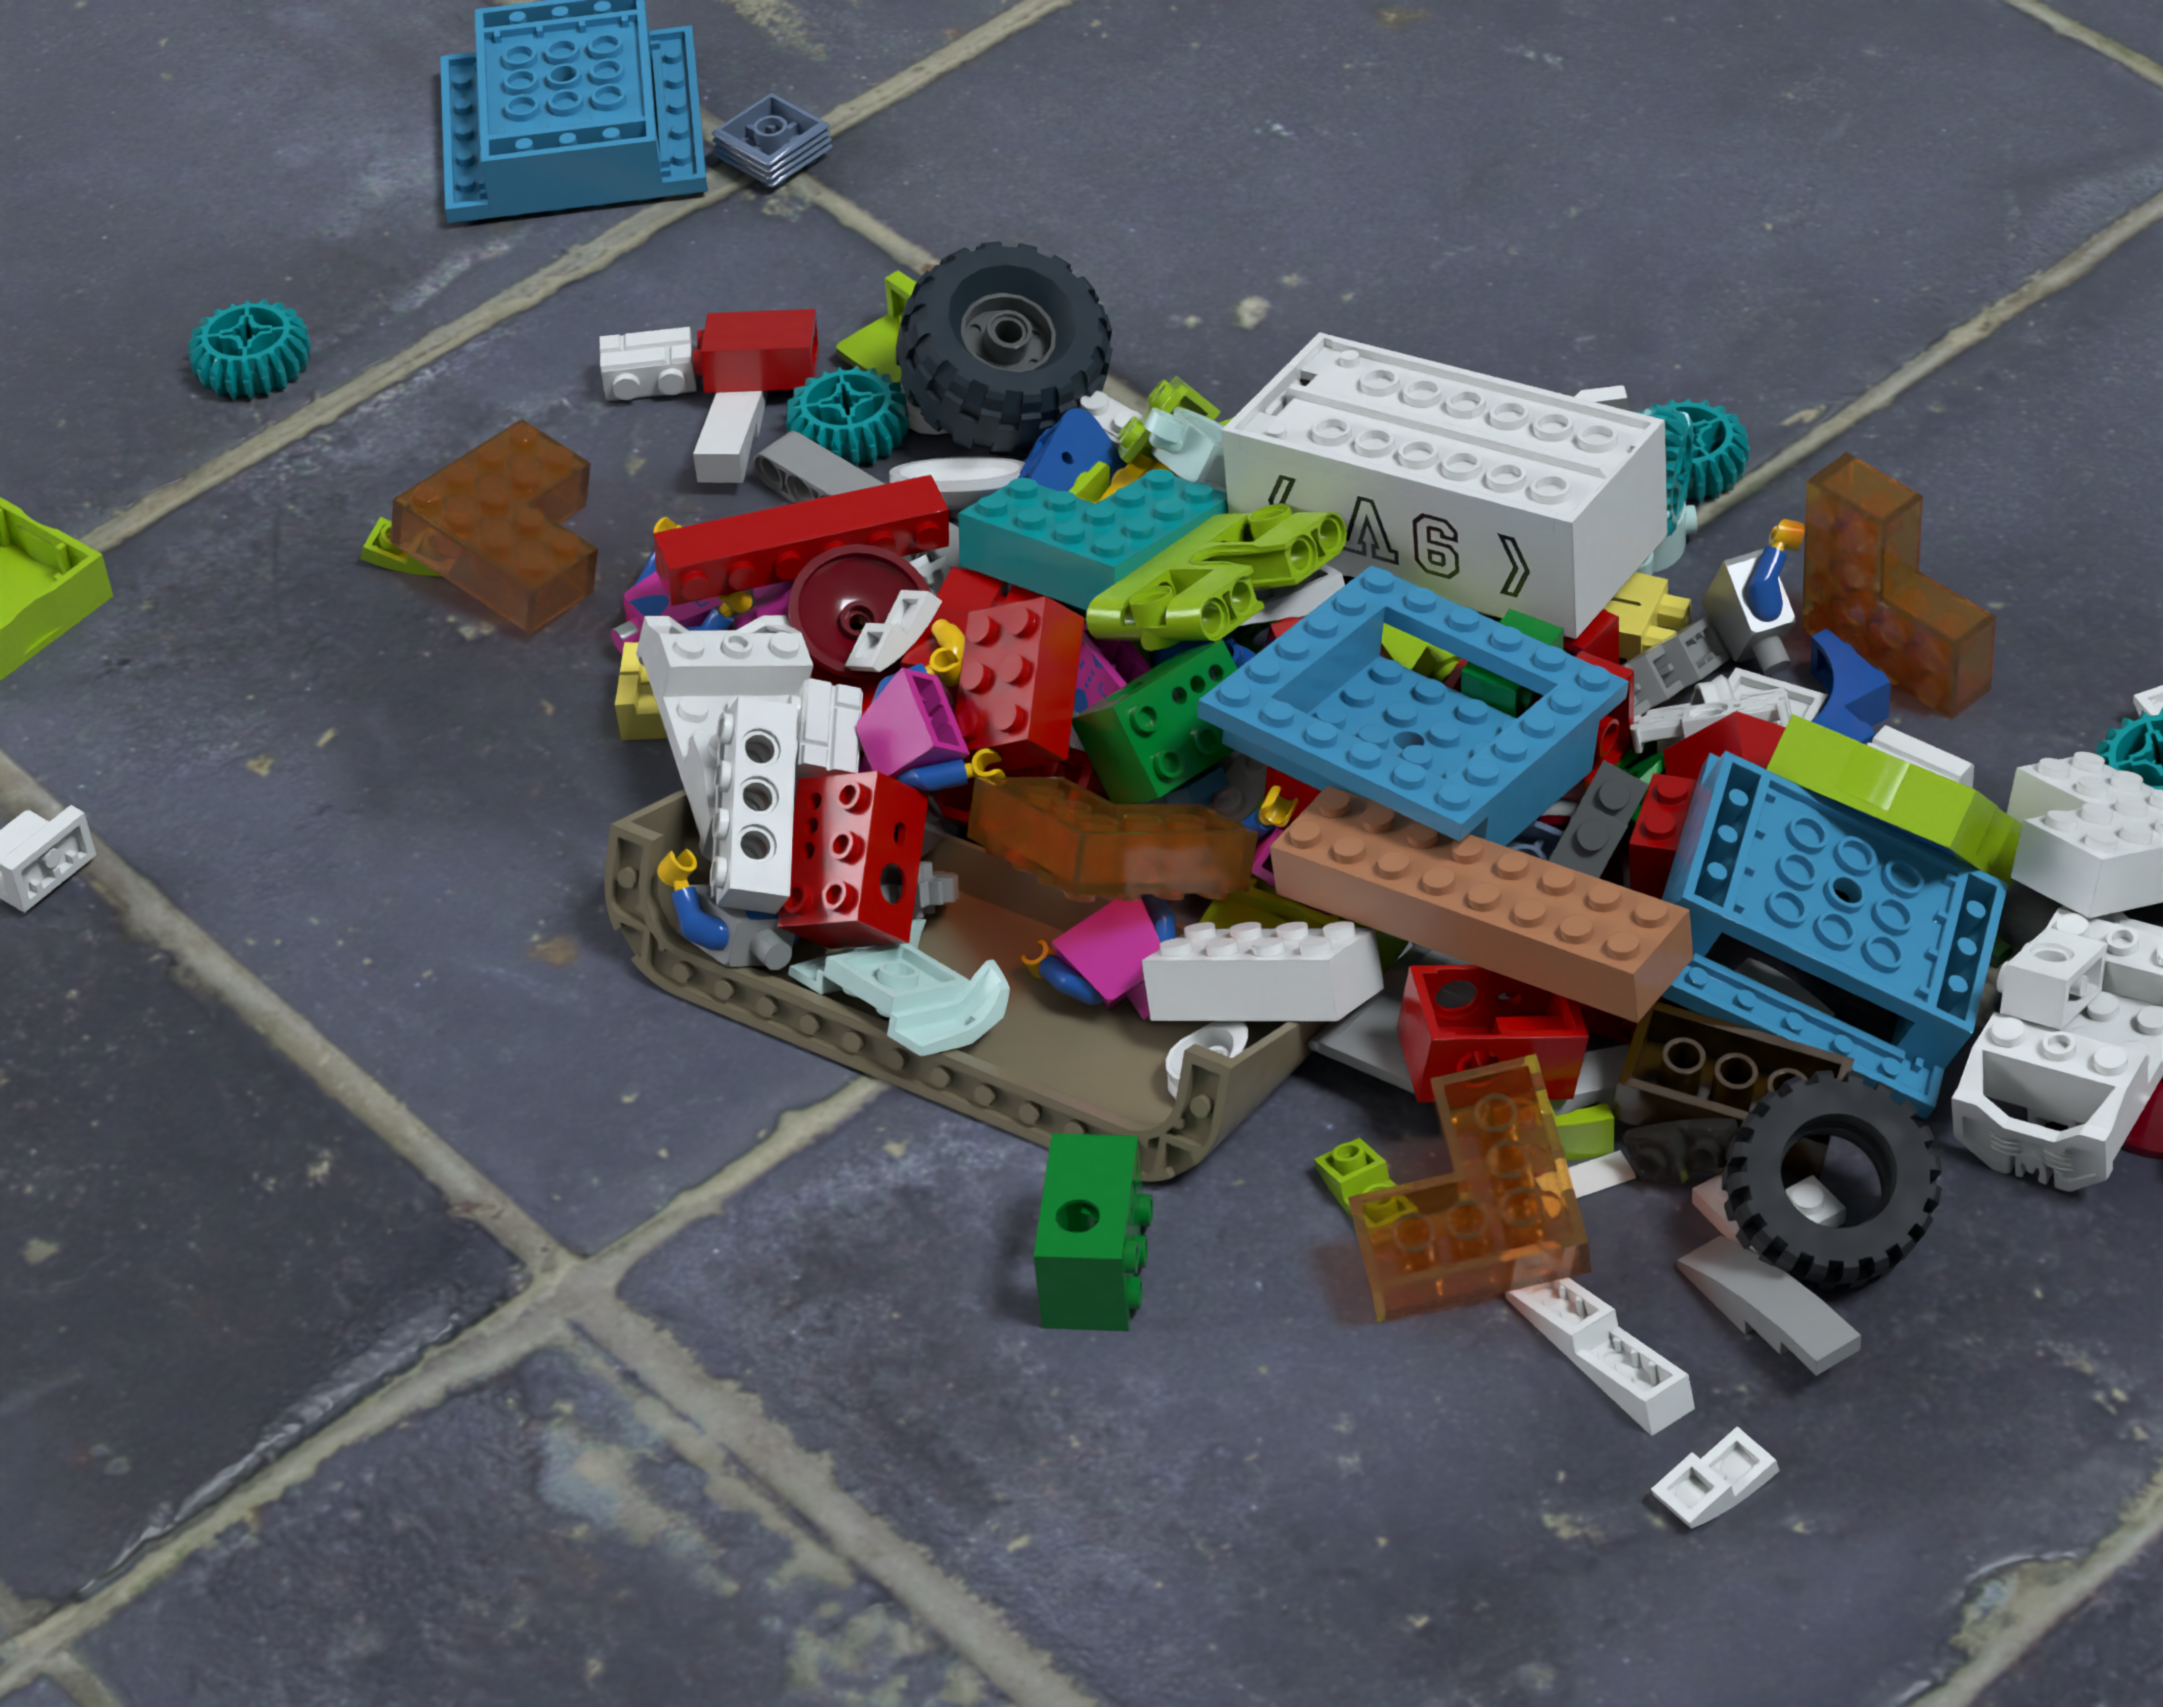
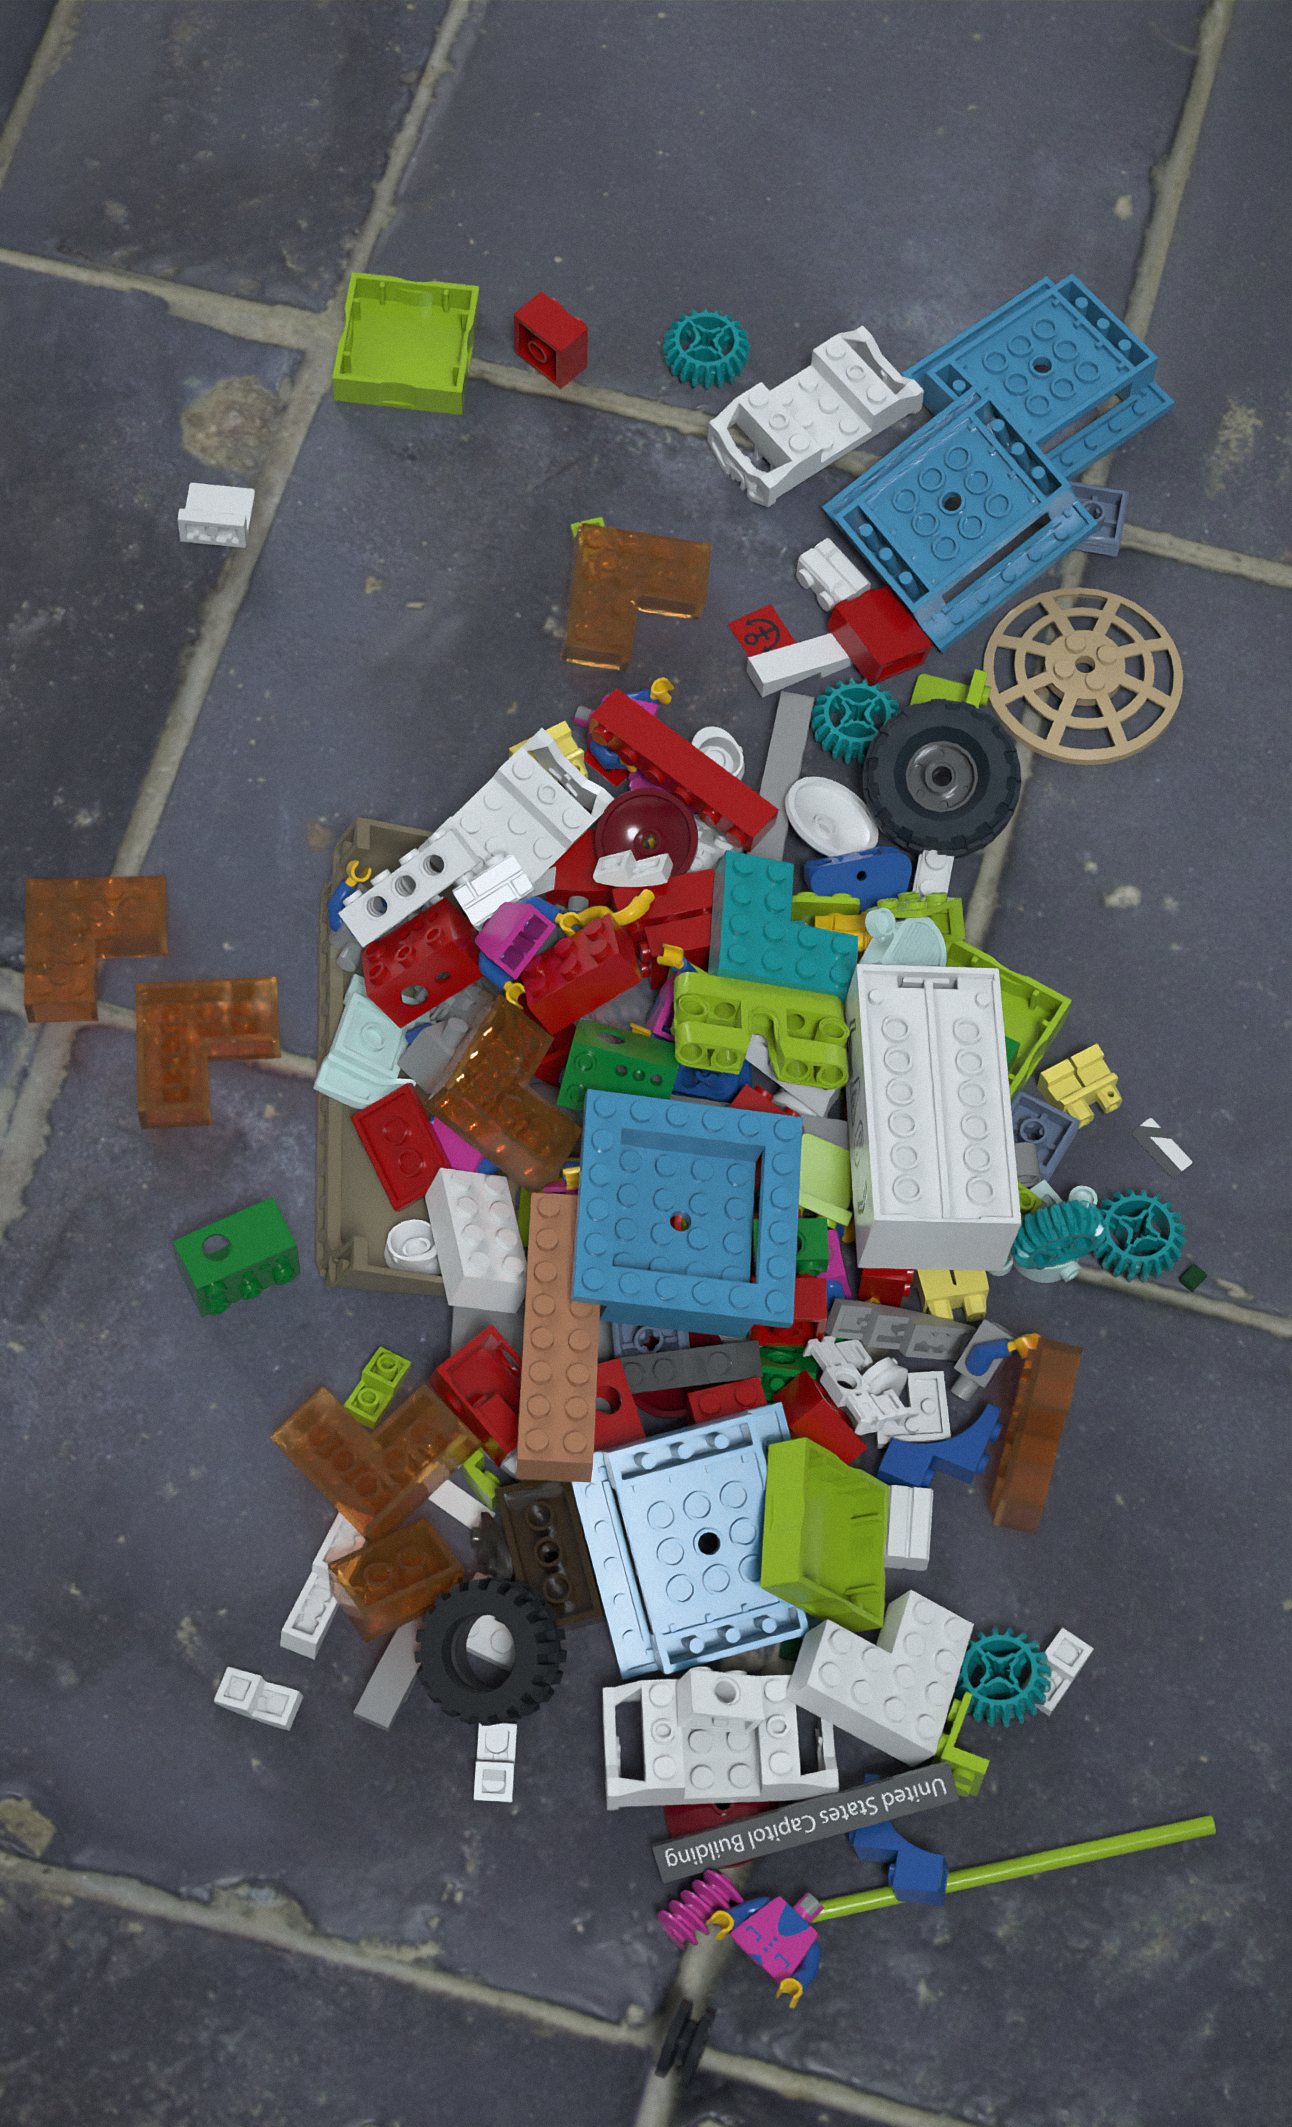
camera: 50 degrees right, 20 degrees up
(110, 457) = (551, 339): none -> red brick
(433, 292) = (814, 415): none -> white piece
(489, 1218) = (76, 924): none -> clear orange brick
(656, 460) = (761, 631): none -> red sticker
(658, 260) = (923, 550): none -> dark azure piece
(738, 1164) = (187, 1028): none -> clear orange brick
(928, 212) = (1079, 687): none -> tan dish
(990, 912) = (431, 1050): none -> light grey torso
(1068, 1010) = (401, 1145): none -> red tile
(1661, 1248) = (394, 1579): none -> clear orange brick
(1767, 437) = (1193, 1278): none -> dark green piece
(1952, 1276) = (495, 1762): none -> white slope

